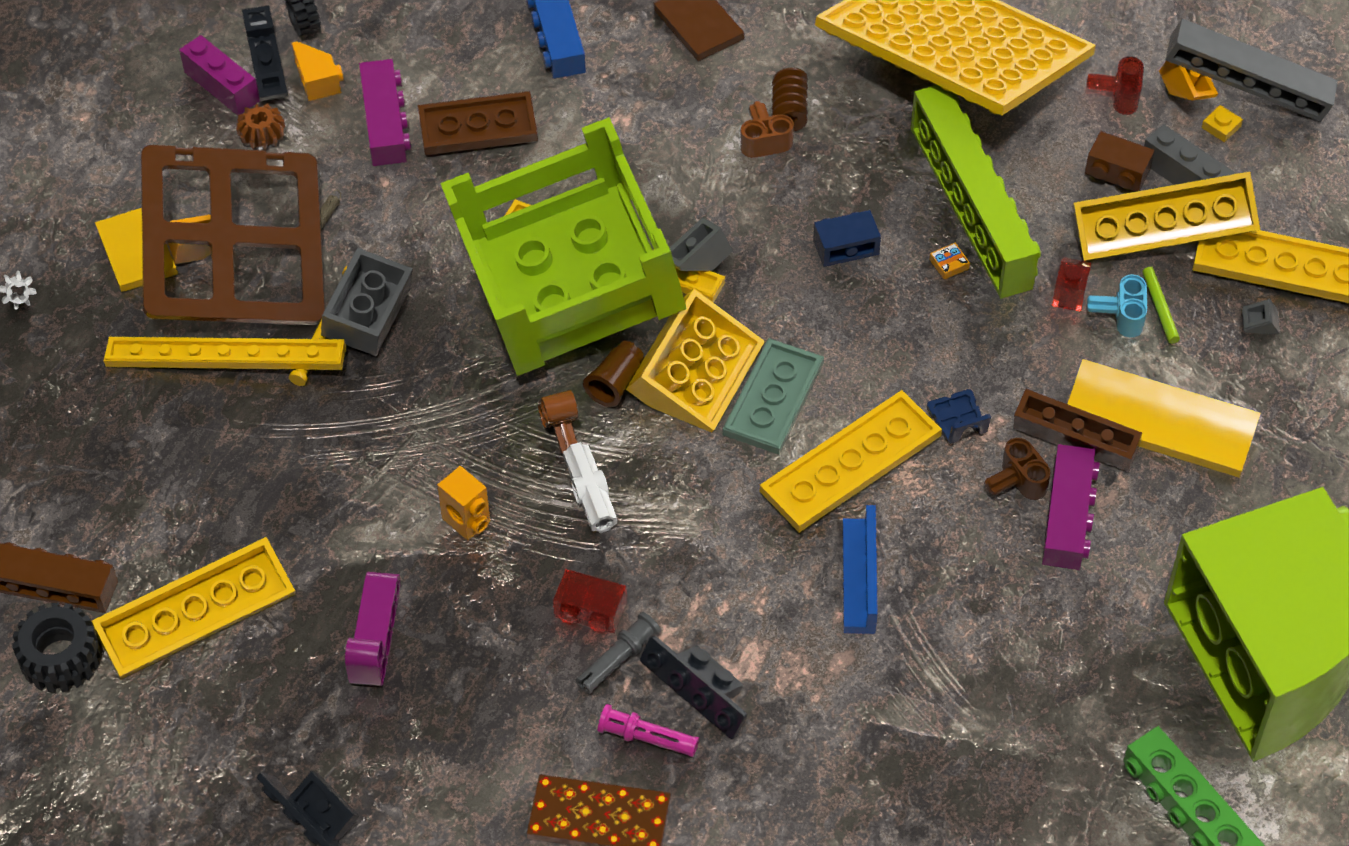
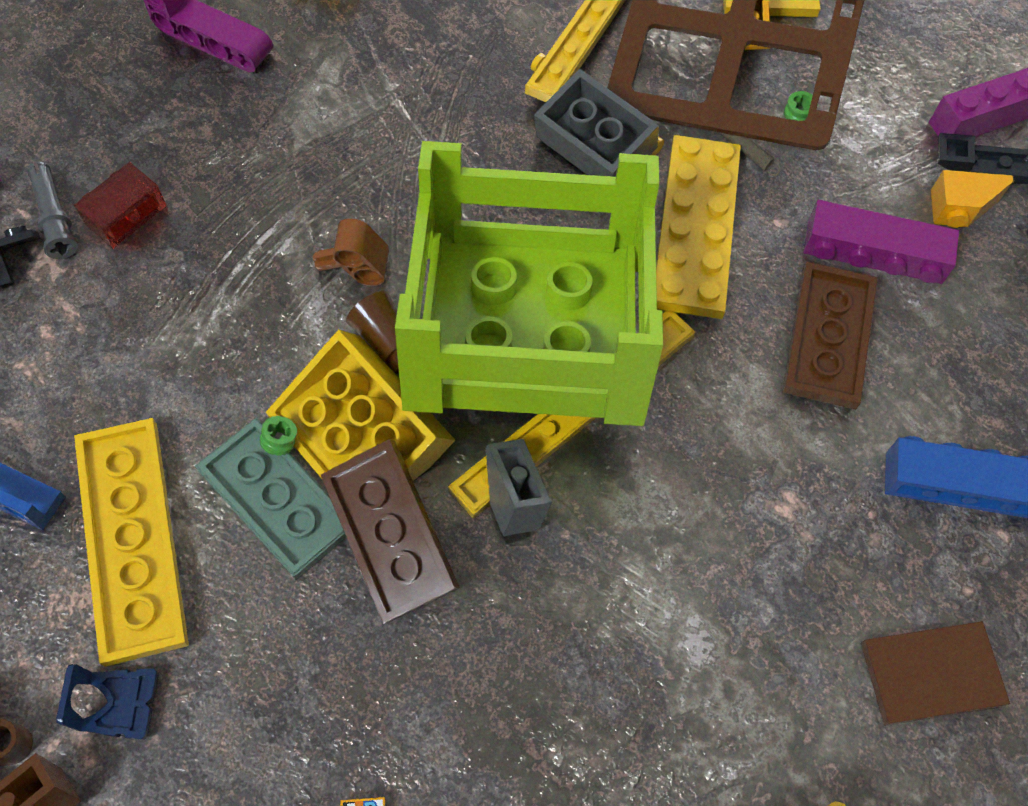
camera: 110 degrees right, 10 degrees up
(260, 127) = (896, 124): dark orange gear -> none
(272, 196) = (797, 99): none -> bright green bush
(398, 227) = (697, 227): none -> yellow plate
(464, 503) = (289, 127): light orange brick -> none
(590, 487) = (256, 256): white piece -> none
(728, 395) = (270, 428): none -> bright green bush
(765, 133) = (691, 667): dark orange beam -> none
(766, 305) = (389, 531): none -> reddish brown plate
(791, 95) = (736, 725): reddish brown piece -> none
(846, 238) = (459, 691): dark blue brick -> none

